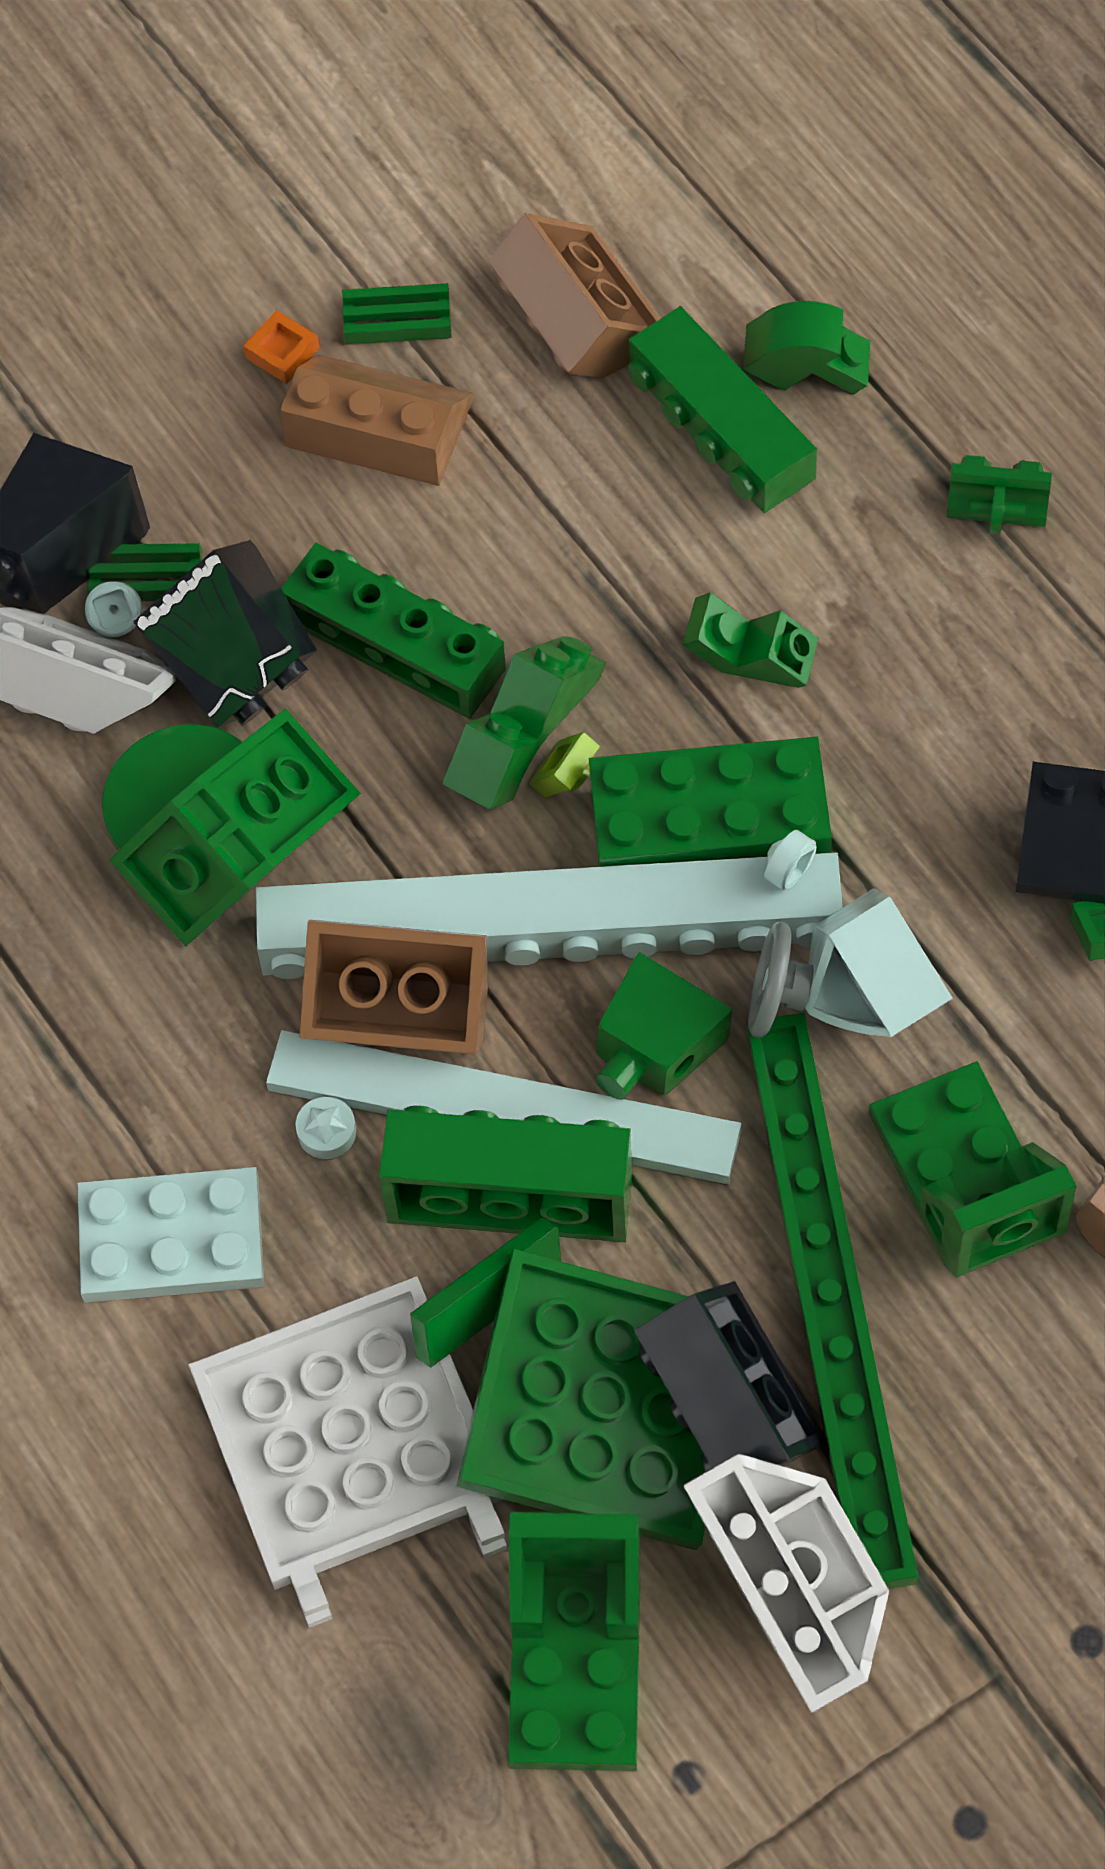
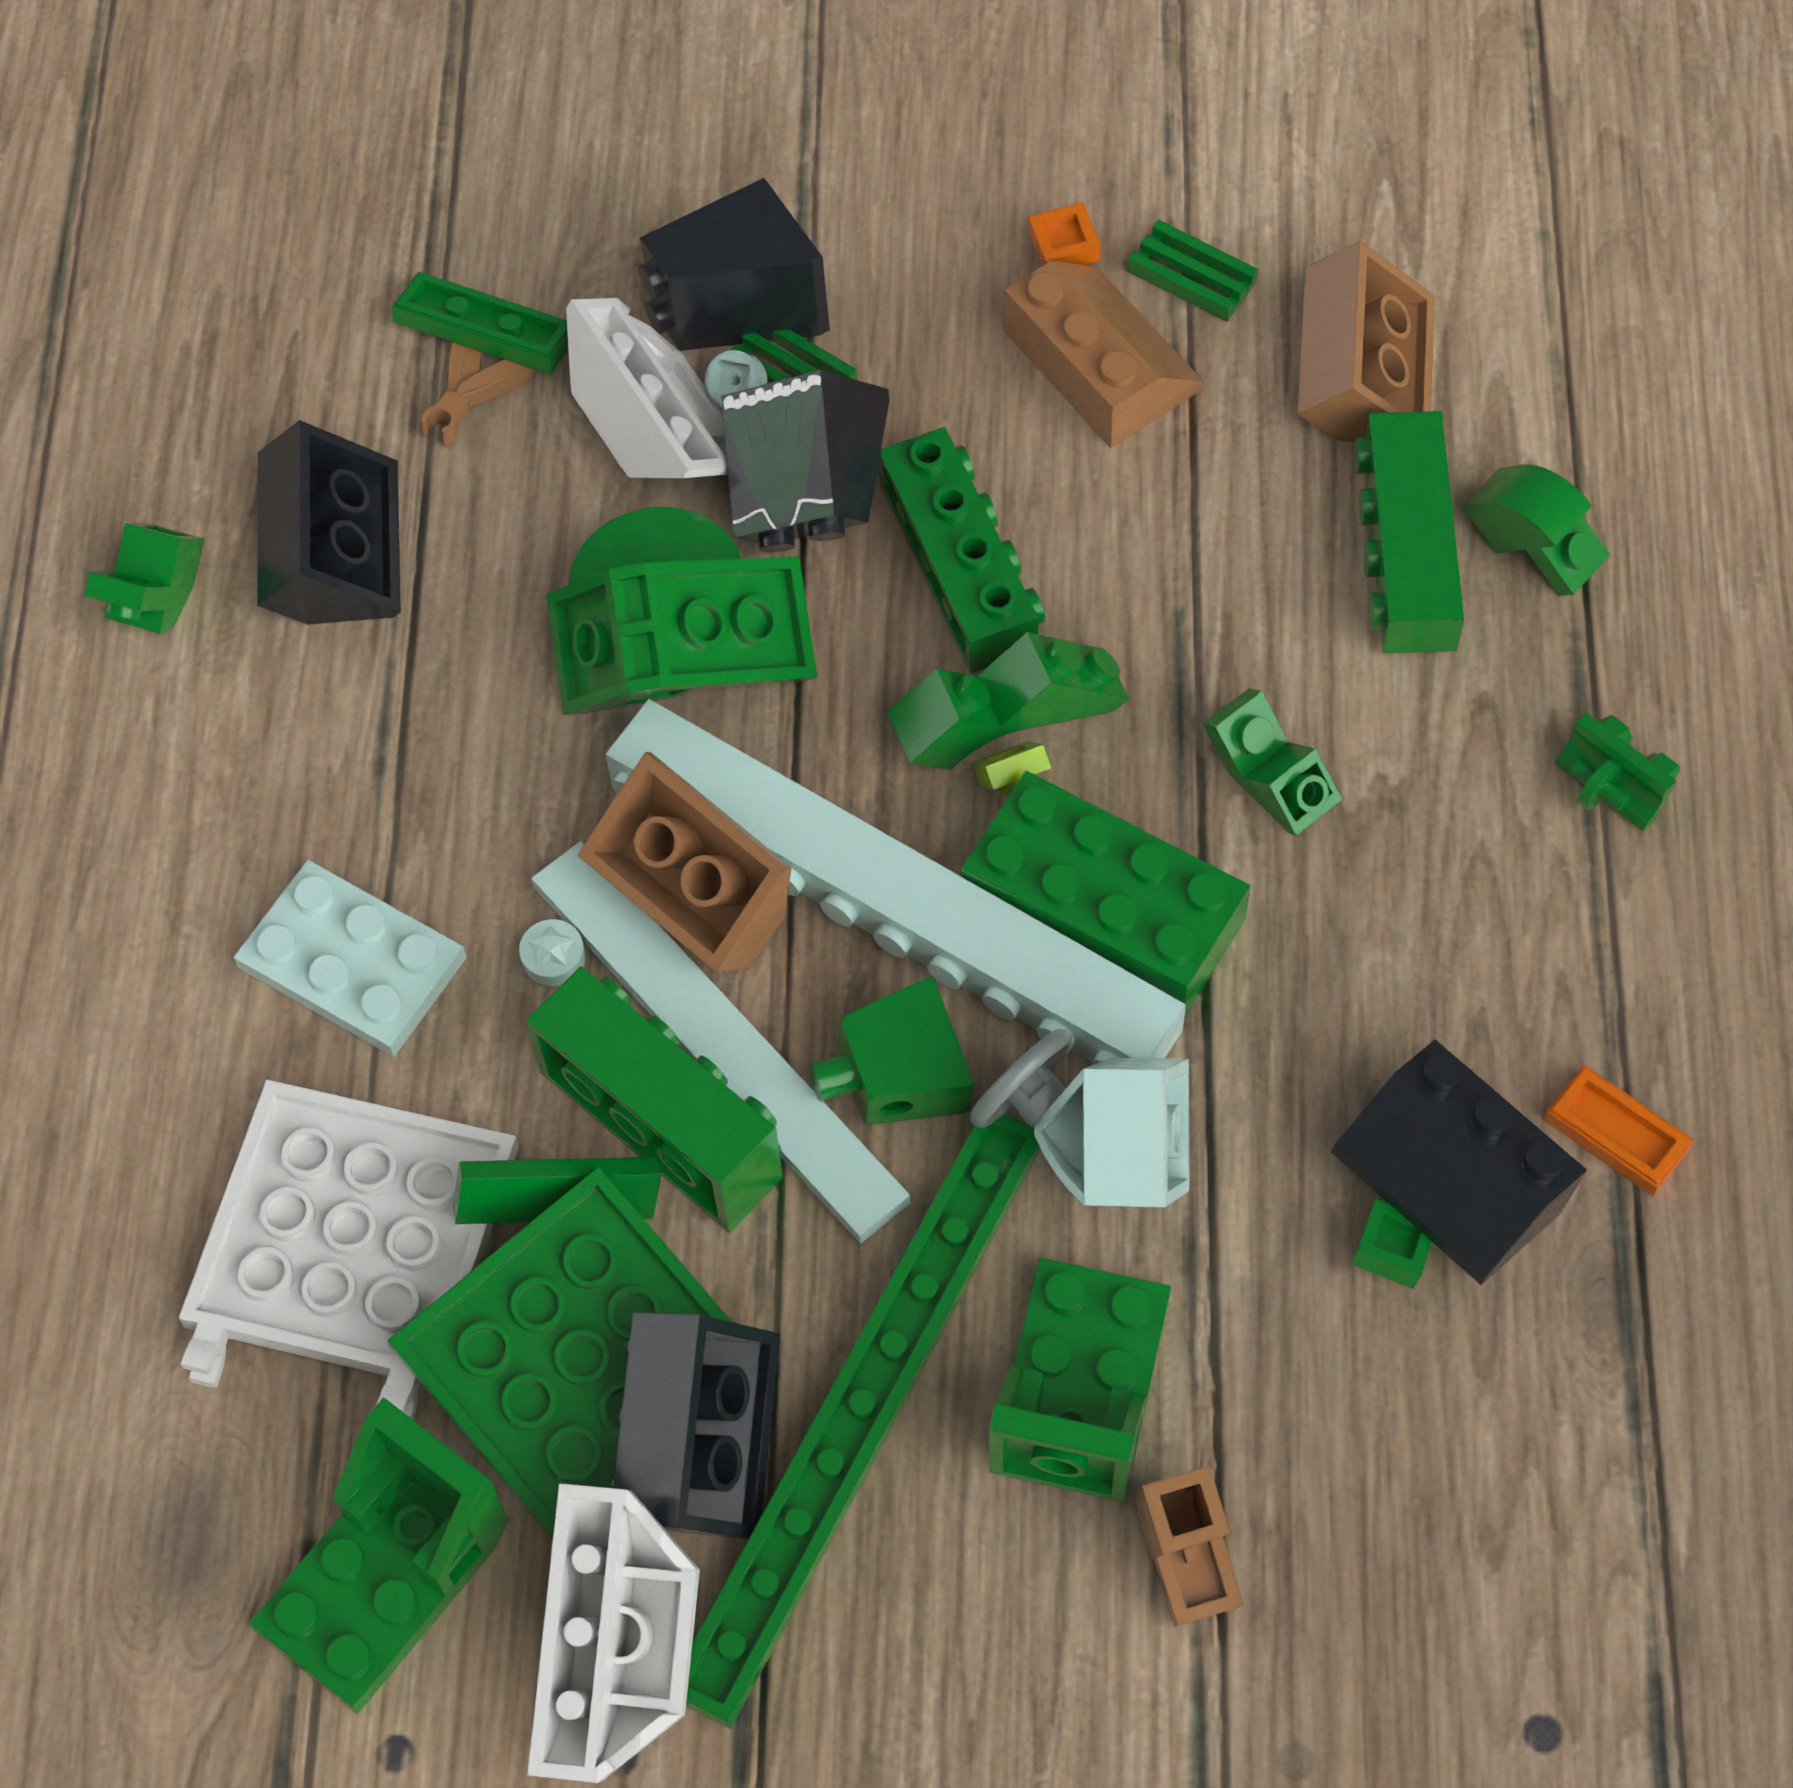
camera: 35 degrees right, 0 degrees up
(789, 859) = (1126, 981): light aqua tile -> none

